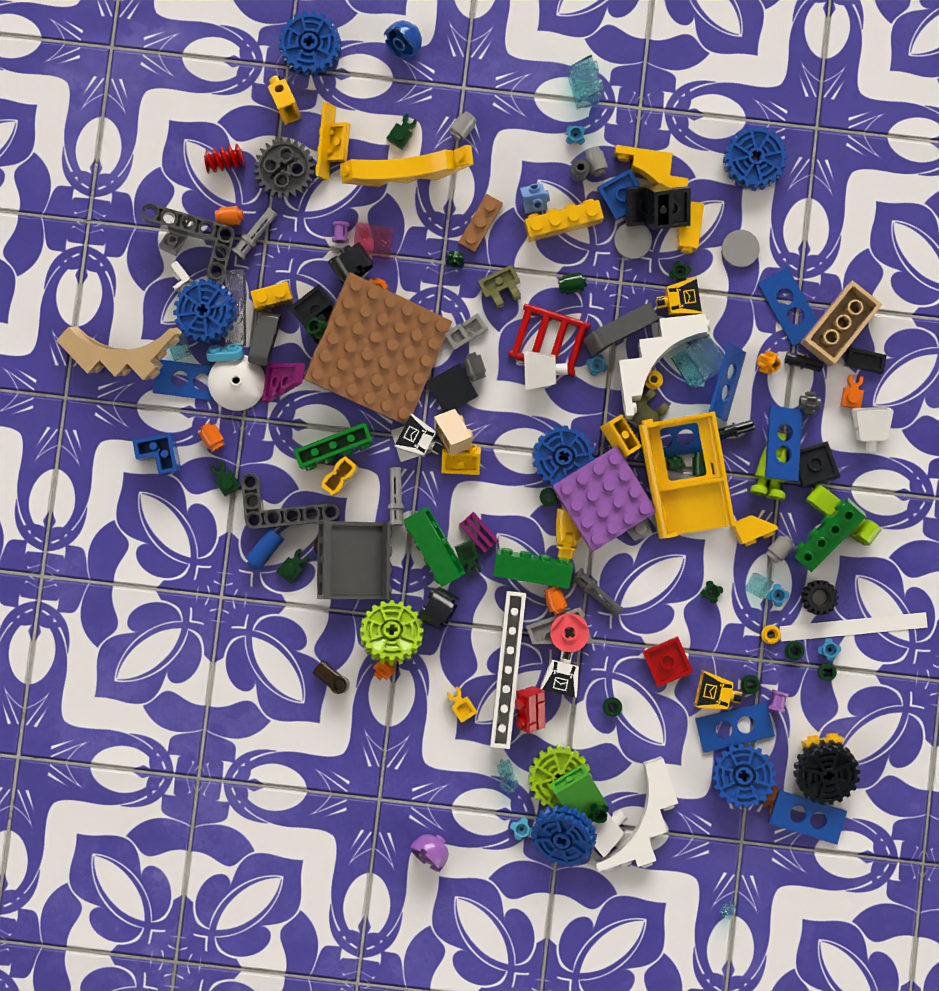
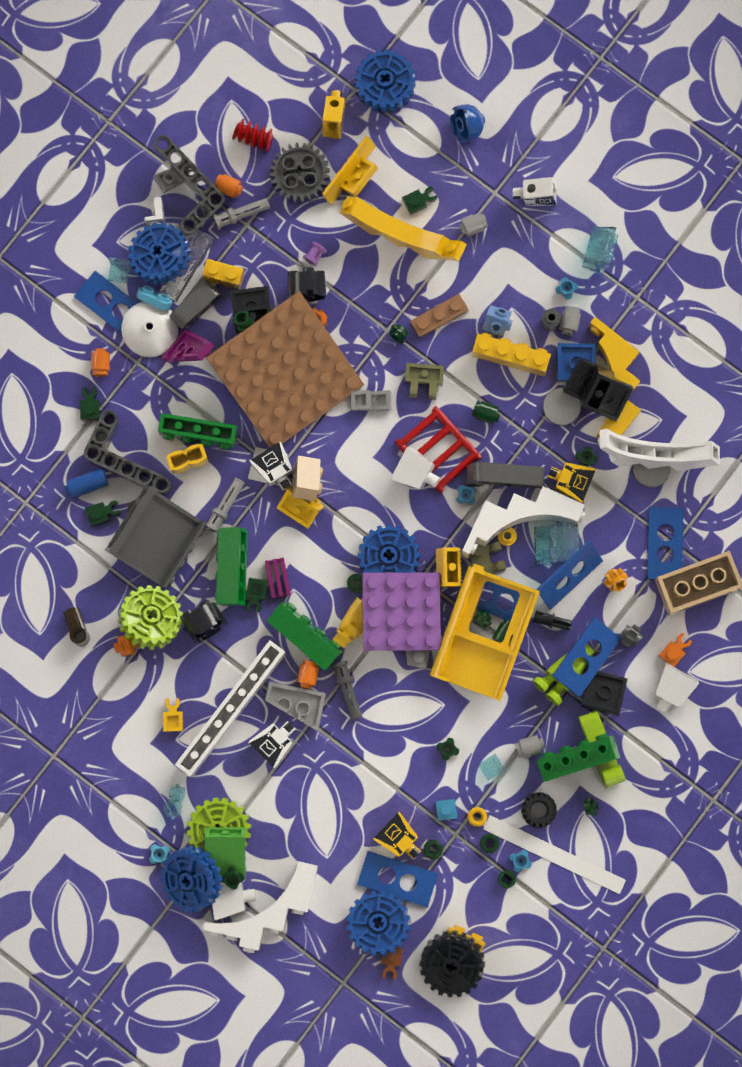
camera: 35 degrees right, 5 degrees down
(94, 355) = (44, 237): tan arch -> none
(161, 448) = (52, 349): blue brick -> none
(374, 237) = (340, 275): clear pink plate -> none
(430, 850) = (70, 825): medium lavender cylinder -> none
(452, 388) = (329, 442): black tile -> none
(474, 366) = (359, 434): dark grey brick -> none
(507, 62) = (537, 192): none -> white torso
(530, 709) = (228, 754): red brick -> none
(571, 643) = (292, 703): coral plate -> none
(616, 711) = (297, 791): dark green plate -> none
(667, 661) = (372, 786): red plate -> none
(727, 910) = (294, 1033): clear light blue plate -> none
(735, 237) = (679, 456): none -> white arch
(741, 644) = (446, 809): none -> dark azure plate
(750, 144) = (706, 412): blue piece -> none
(750, 528) = (515, 714): yellow slope -> none
(778, 701) = (448, 878): medium lavender bush -> none
(781, 817) = (389, 981): blue piece -> none
(783, 595) = (502, 791): dark azure plate -> none
(803, 362) = (648, 598): black axle -> none
(861, 568) = (590, 806): none -> dark green plate
(865, 360) = (703, 629): black tile -> none

